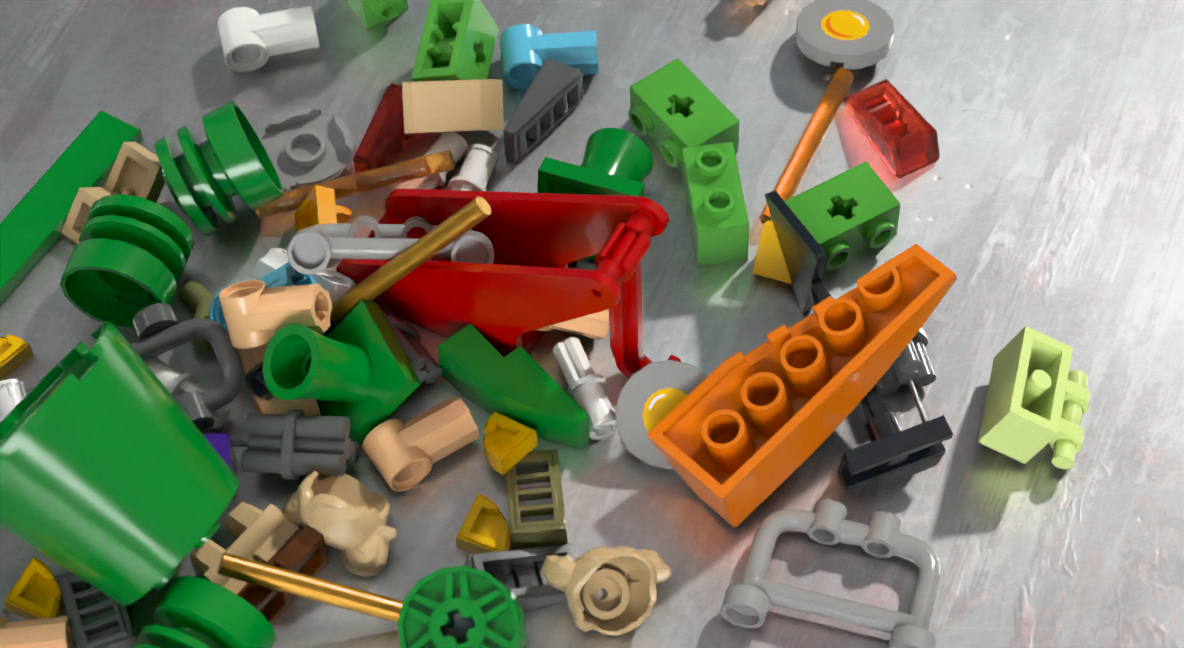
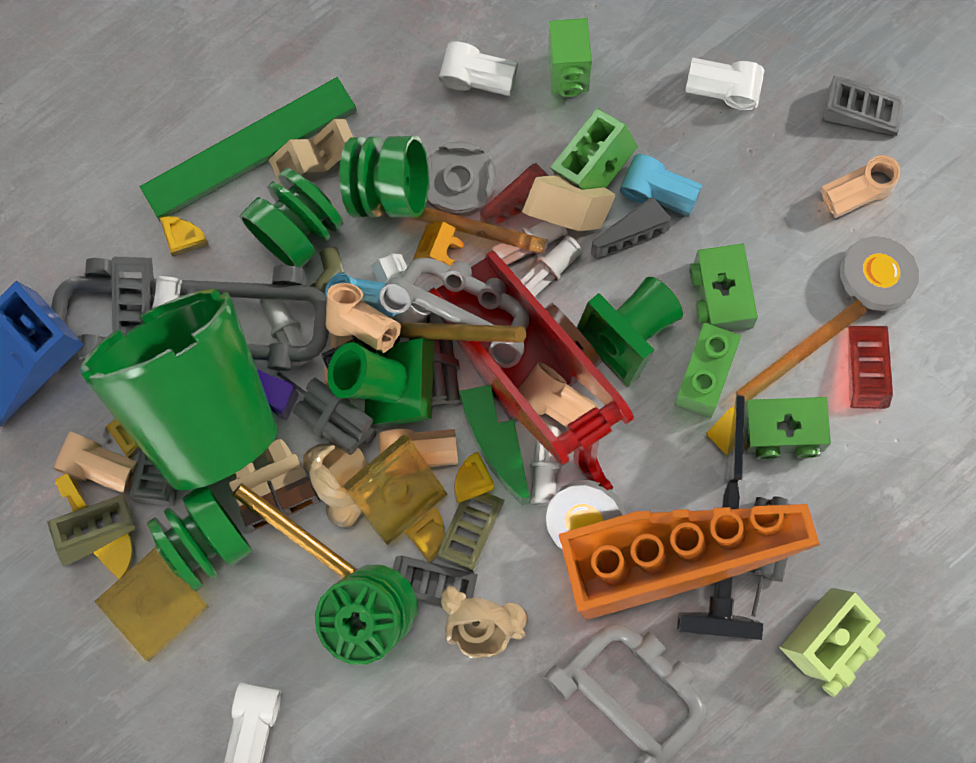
camera: 30 degrees right, 20 degrees up
(419, 487) = (395, 489): none -> clear yellow tile

